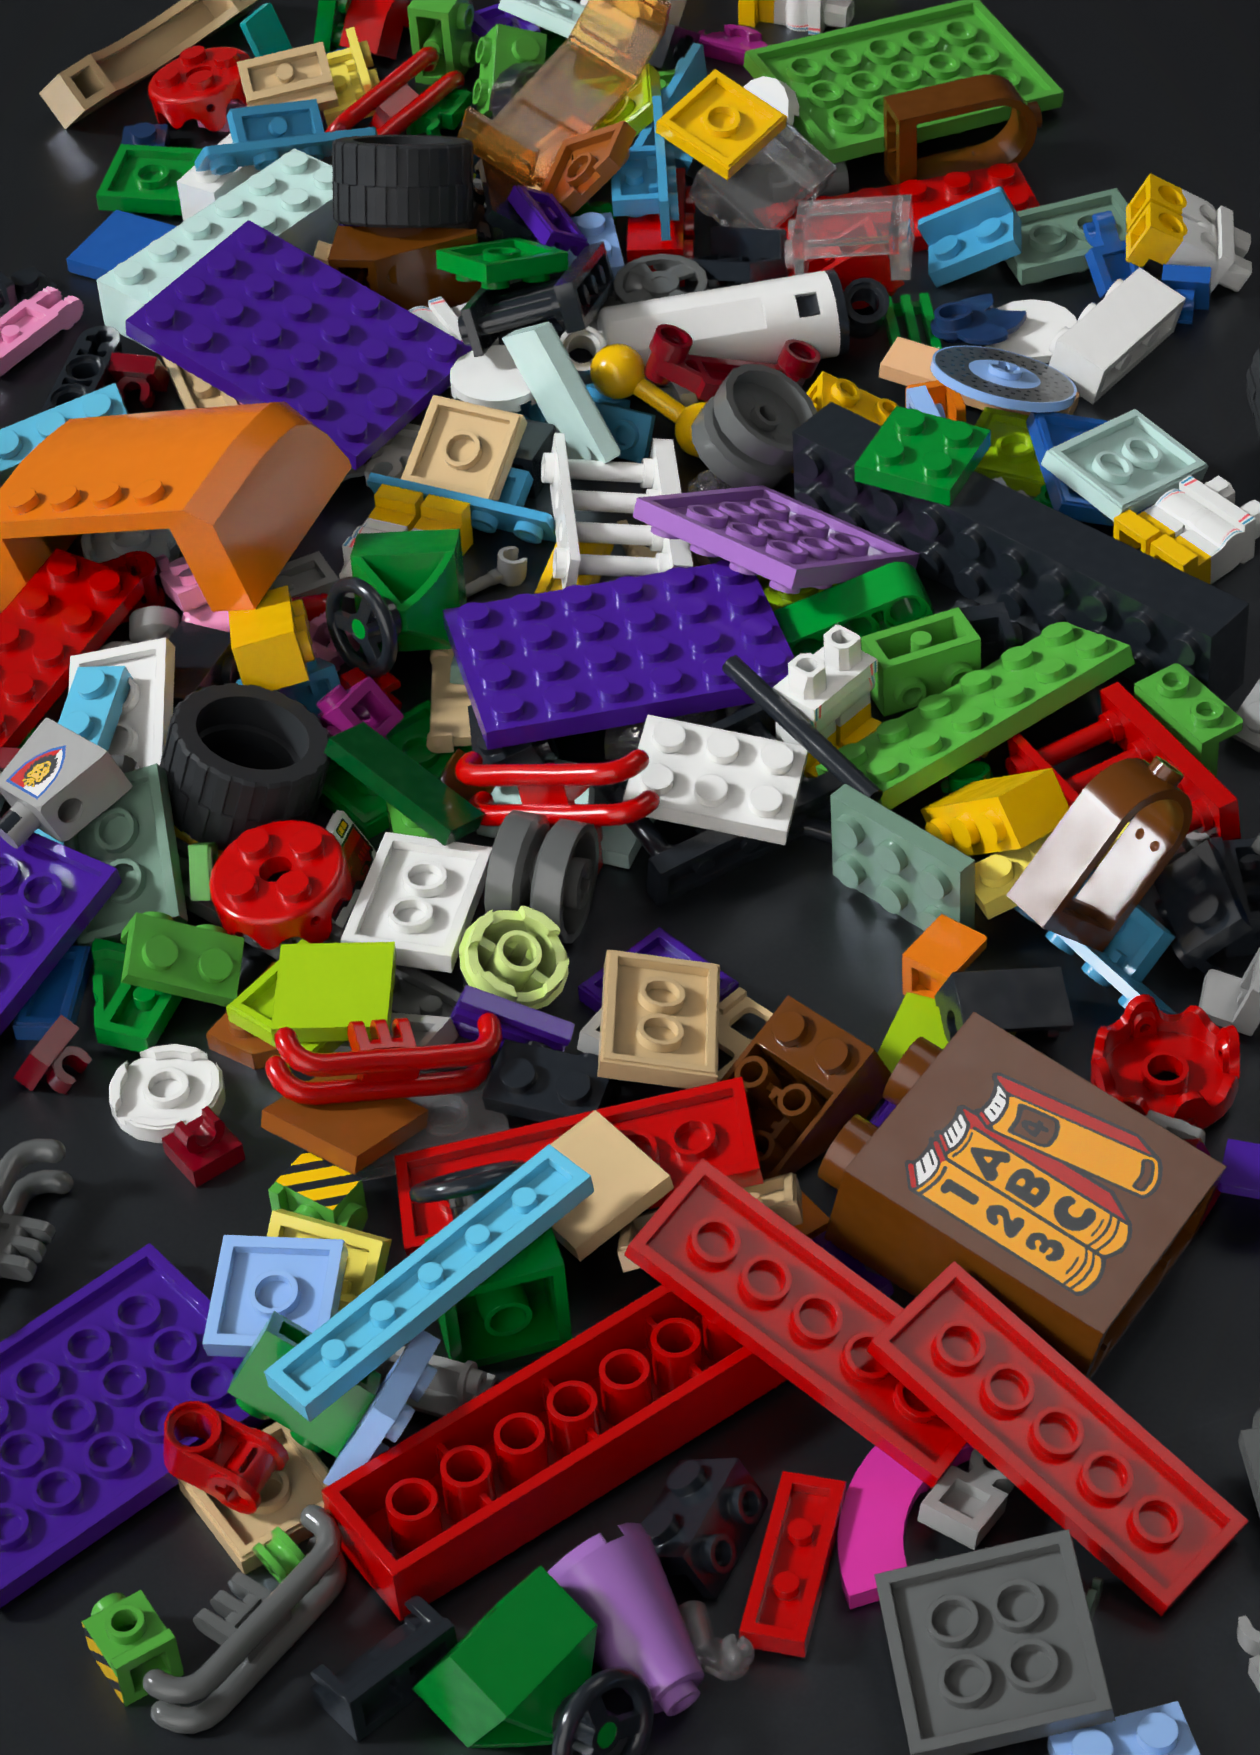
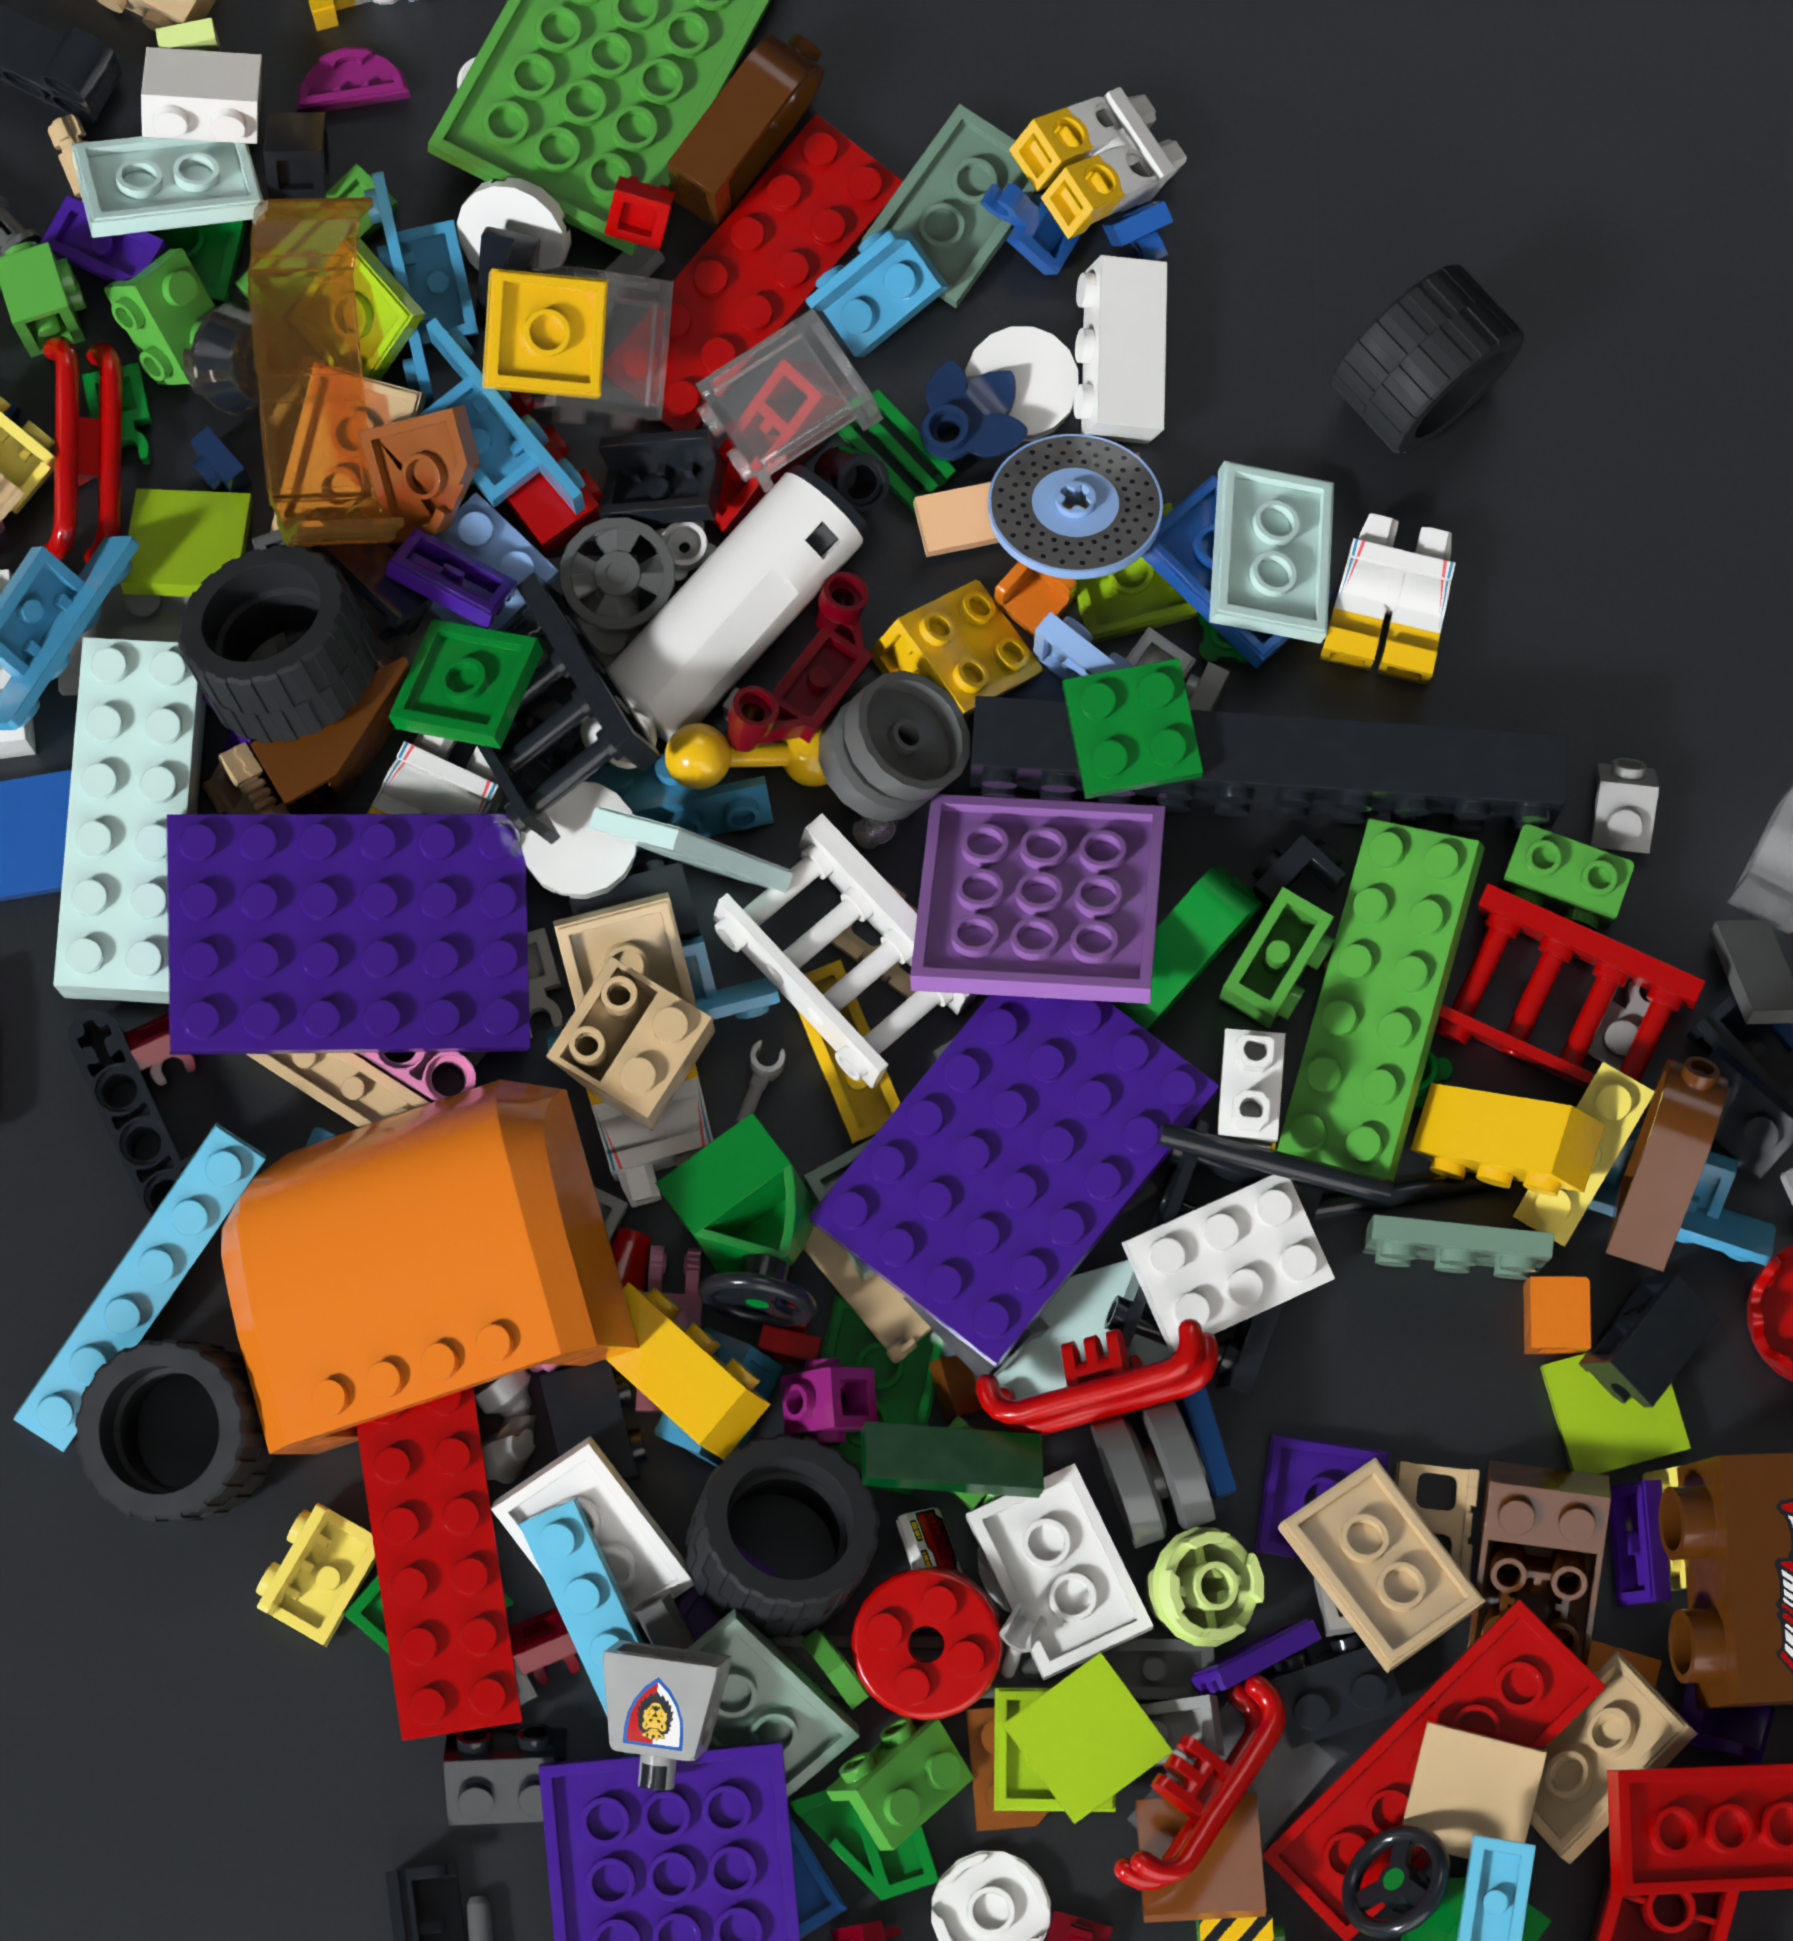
camera: 40 degrees left, 35 degrees up
(346, 896) = (1020, 1636): none -> light grey hand
(422, 471) = (632, 1042): none -> tan slope
(606, 899) = (1209, 1444): none -> blue tile
(846, 122) = (639, 212): none -> red tile

